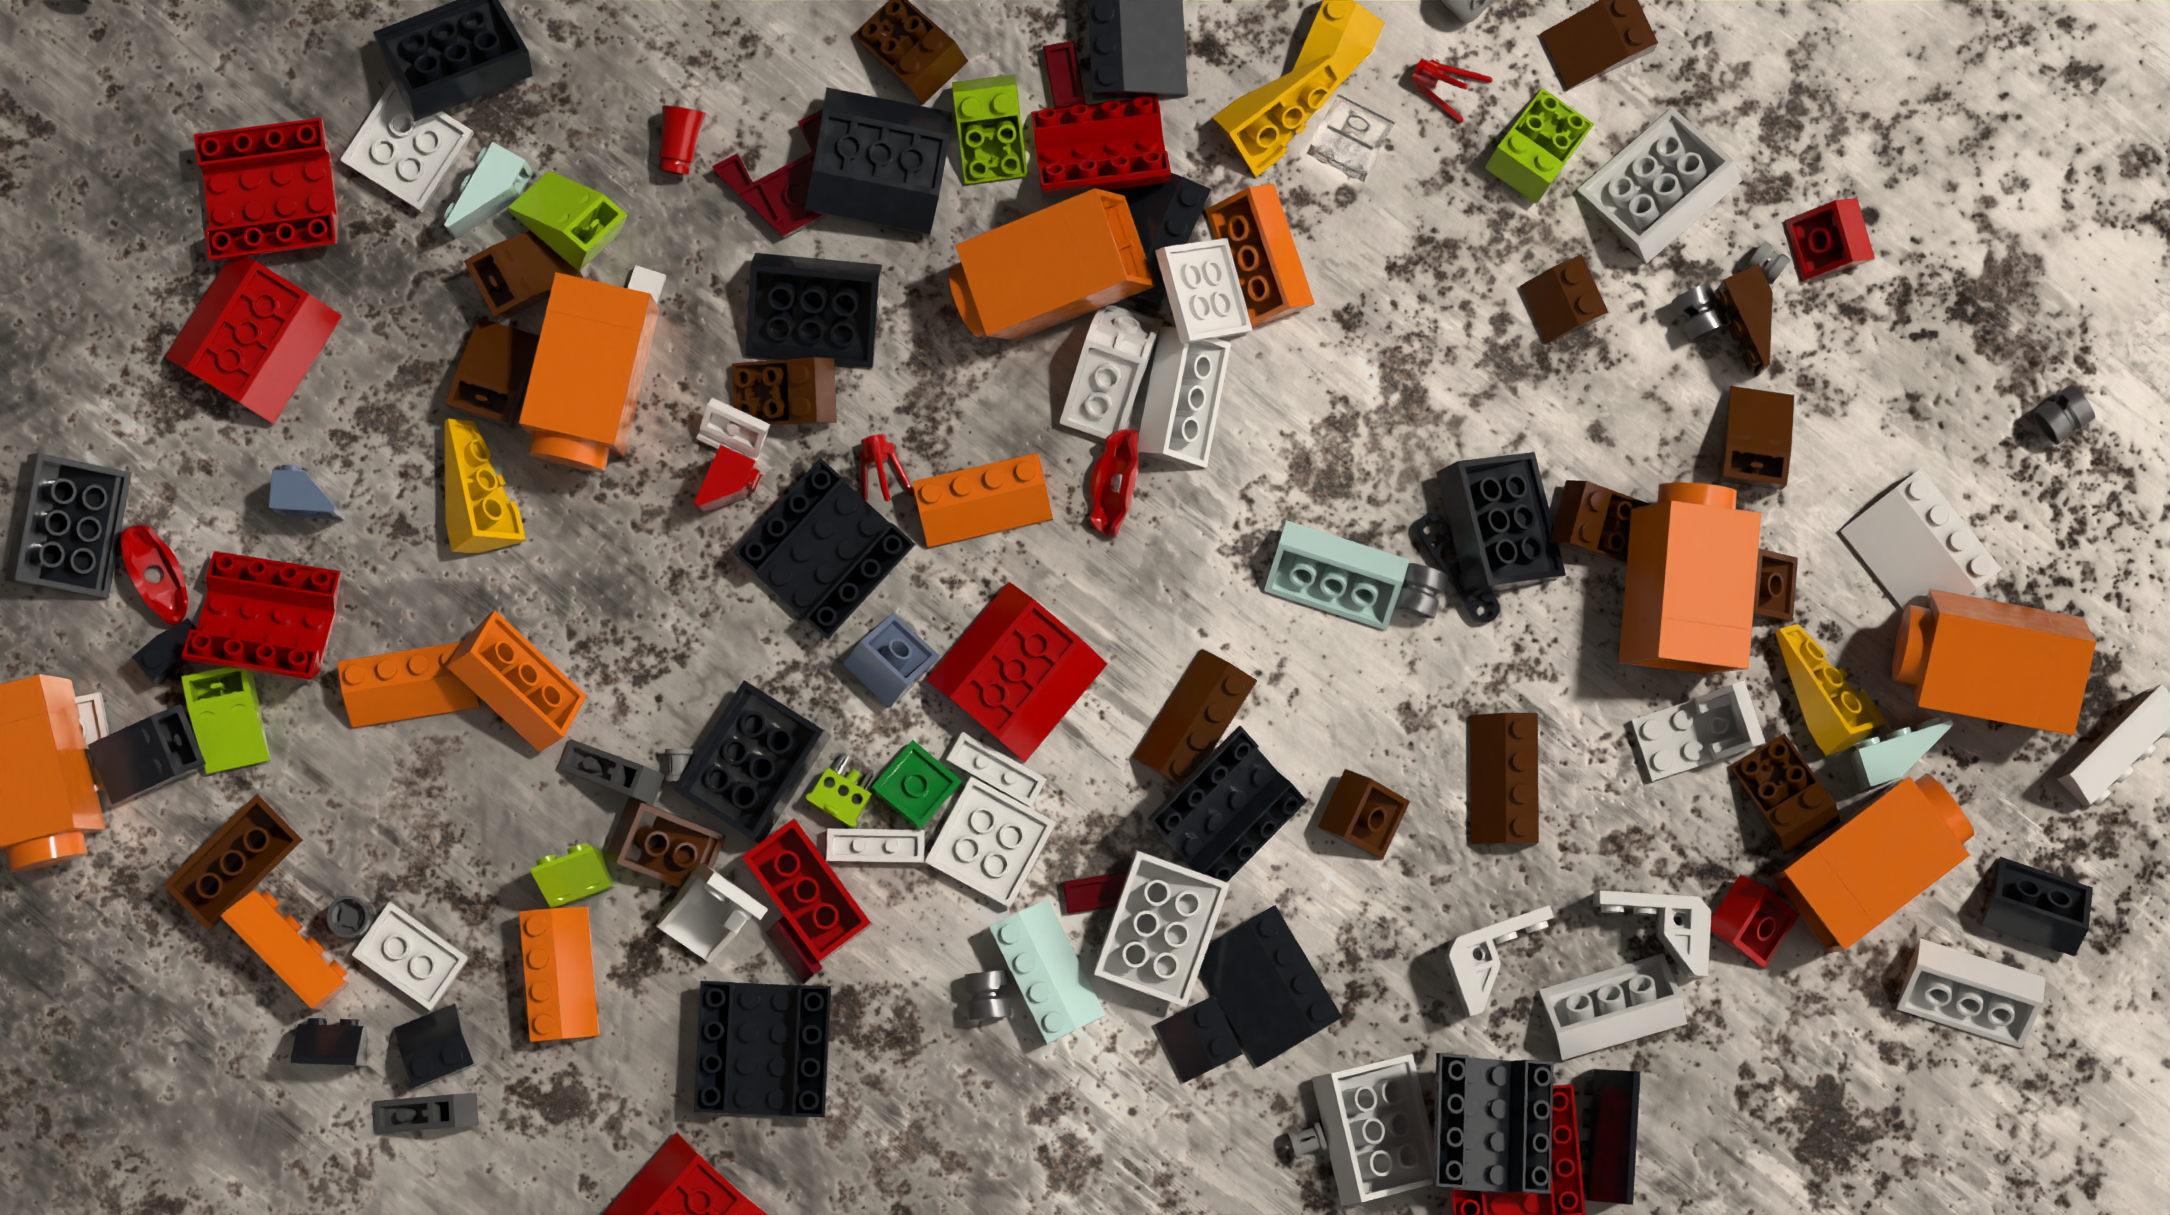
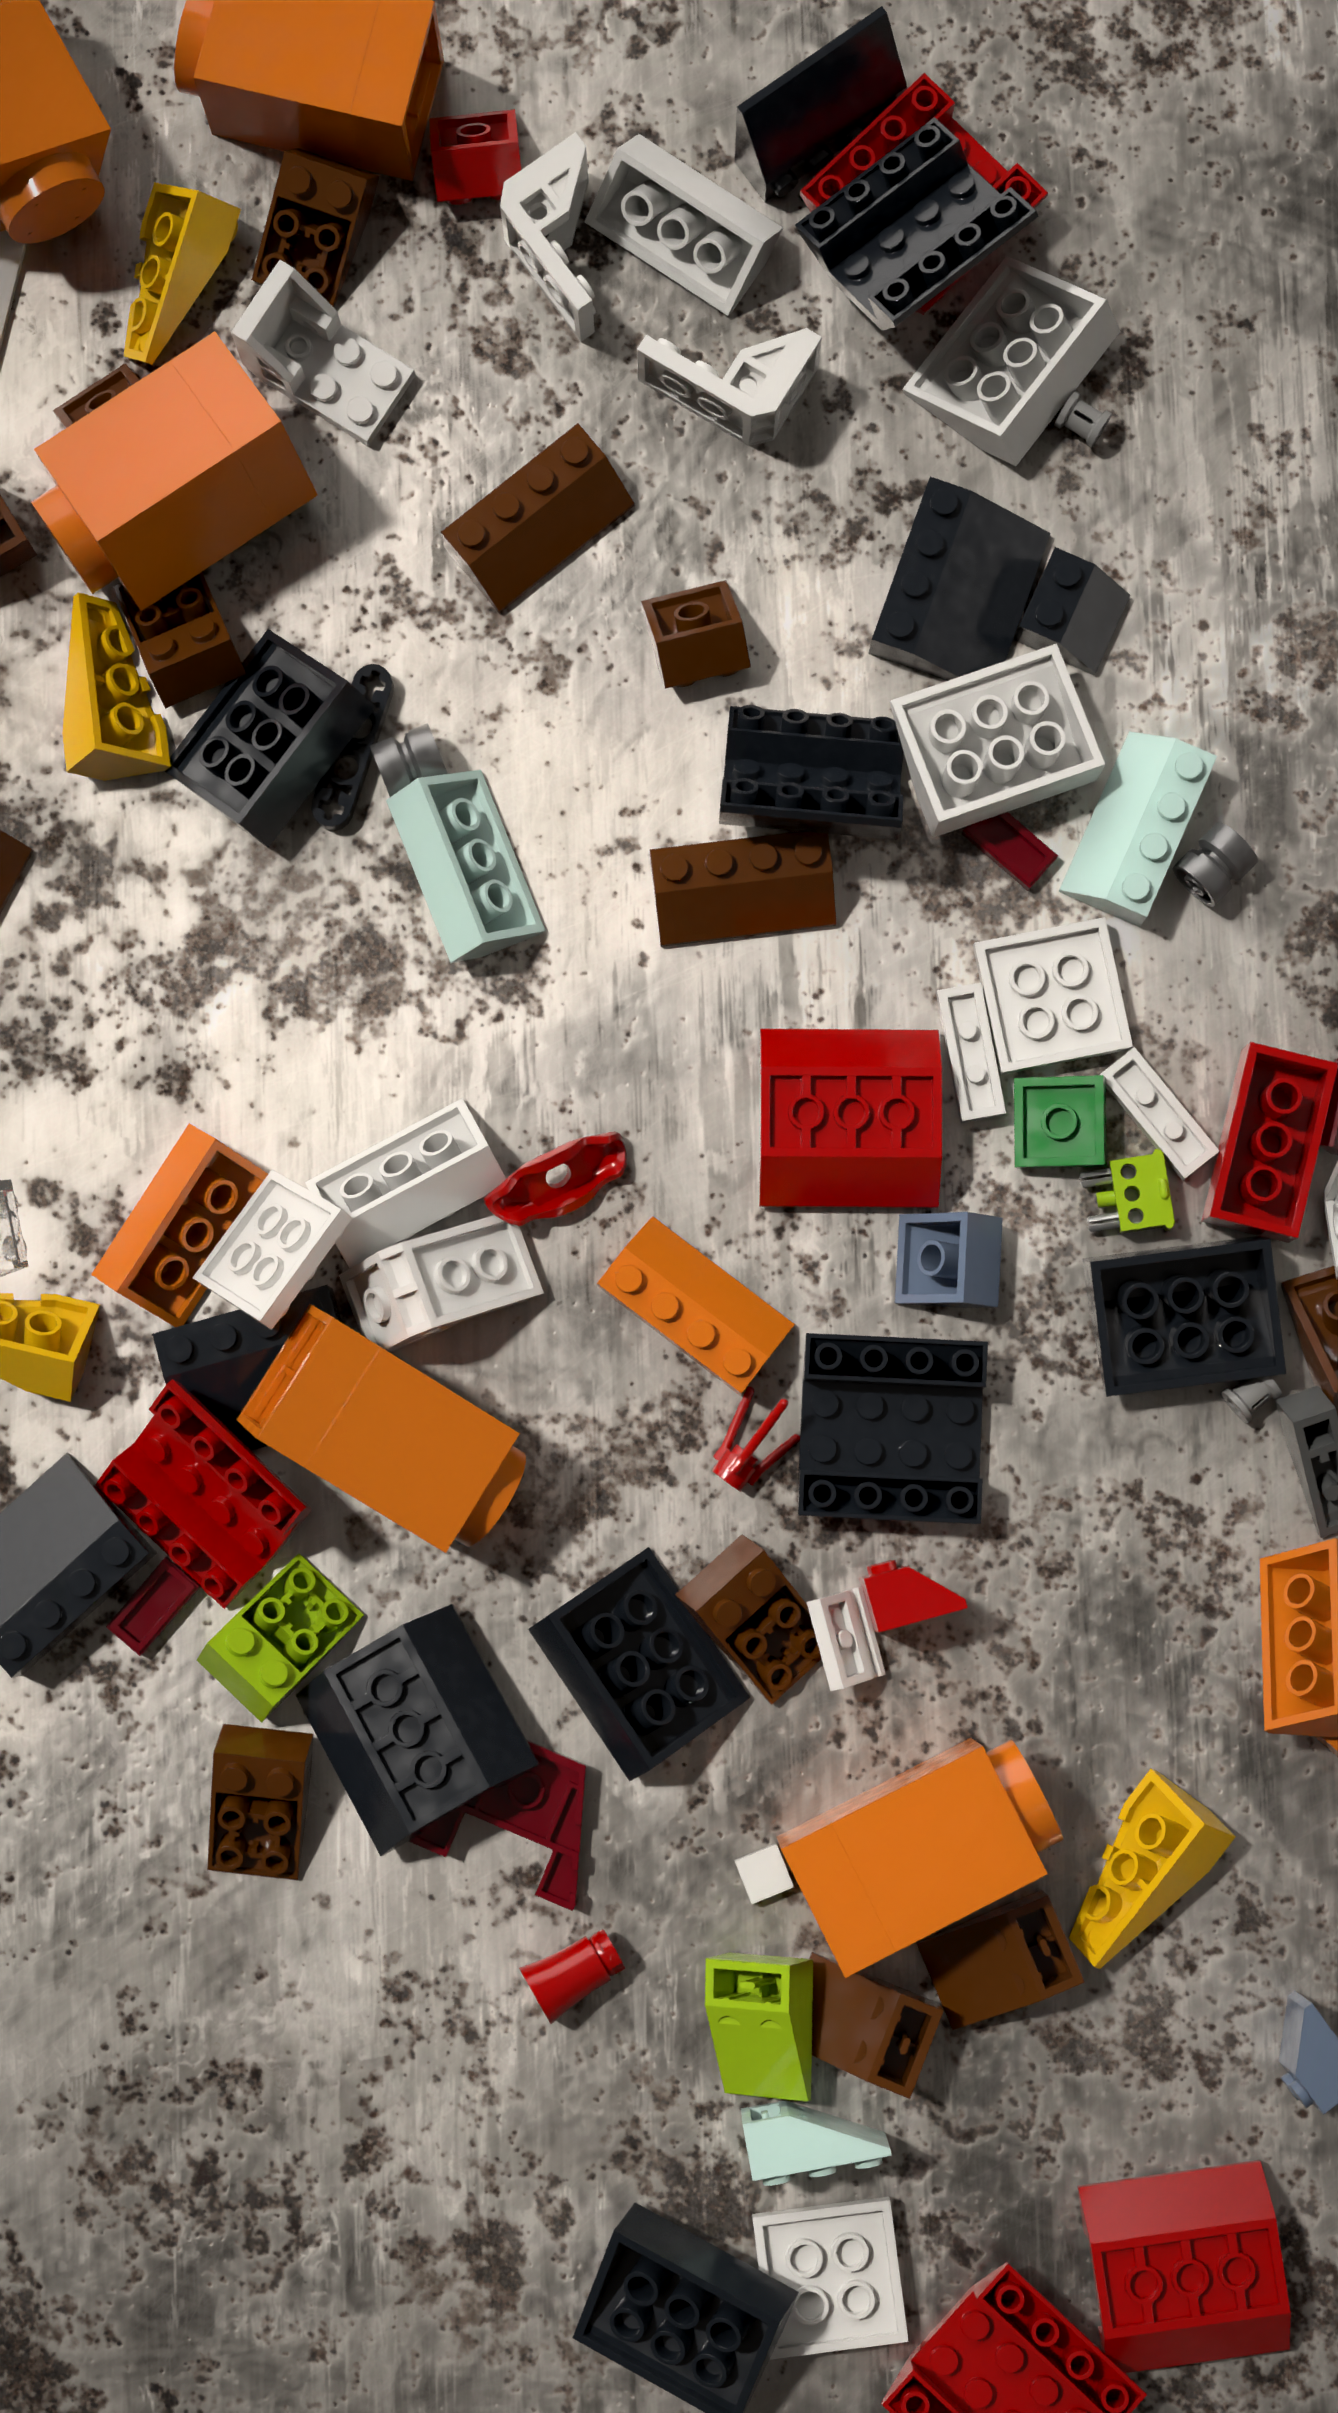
camera: 130 degrees left, 0 degrees up
(1591, 447) = (106, 710): none -> yellow wedge
(1888, 760) = (178, 138): light aqua slope -> none

